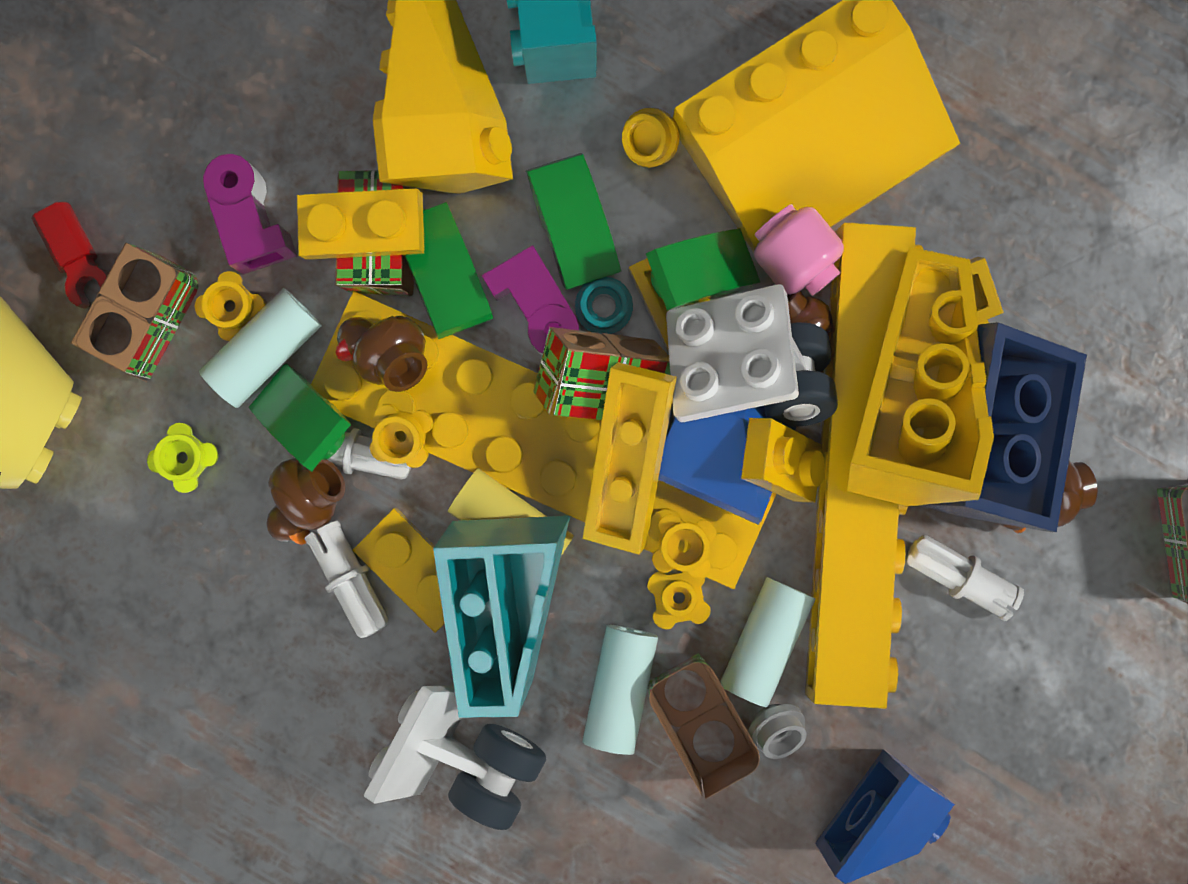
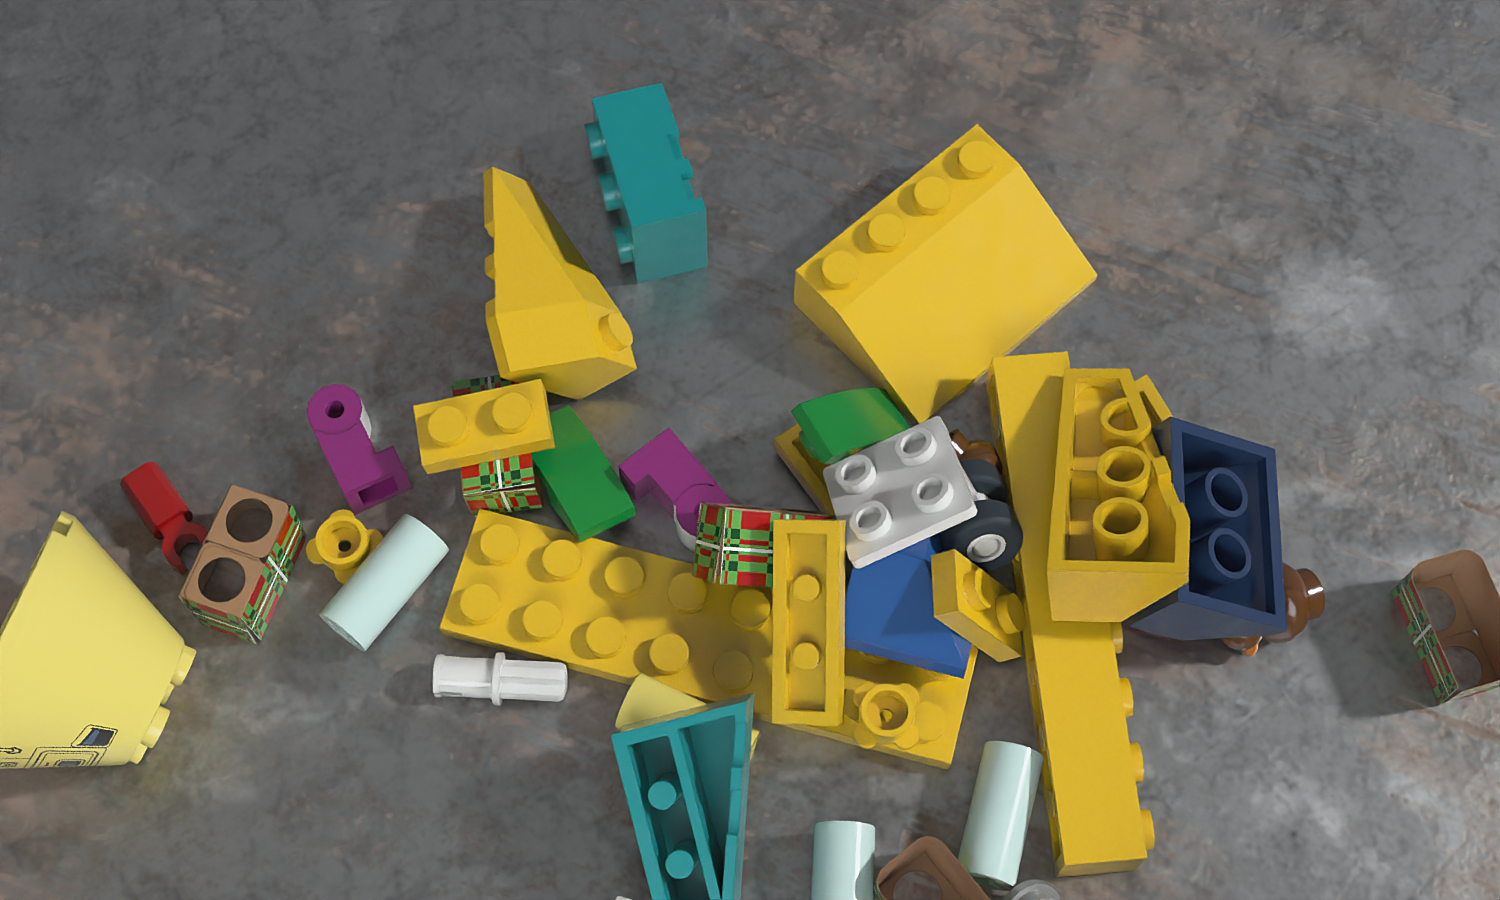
camera: 10 degrees left, 20 degrees down
(165, 457) = (301, 697): neon yellow plate -> none
(300, 418) = (440, 641): green slope -> none
(303, 499) = (456, 734): reddish brown animal -> none
(347, 579) = (511, 820): white axle -> none
(384, 351) = (524, 555): reddish brown animal -> none
(385, 443) = (537, 656): yellow plate -> none
(405, 564) = (580, 800): yellow plate -> none
(573, 220) = (708, 403): green slope -> none
(609, 288) = (754, 469): teal plate -> none
(650, 137) = (774, 312): yellow plate -> none
(670, 612) = (883, 801): yellow plate -> none
(798, 250) = (951, 386): bright pink head -> none
(964, 577) = (1202, 710): white axle -> none

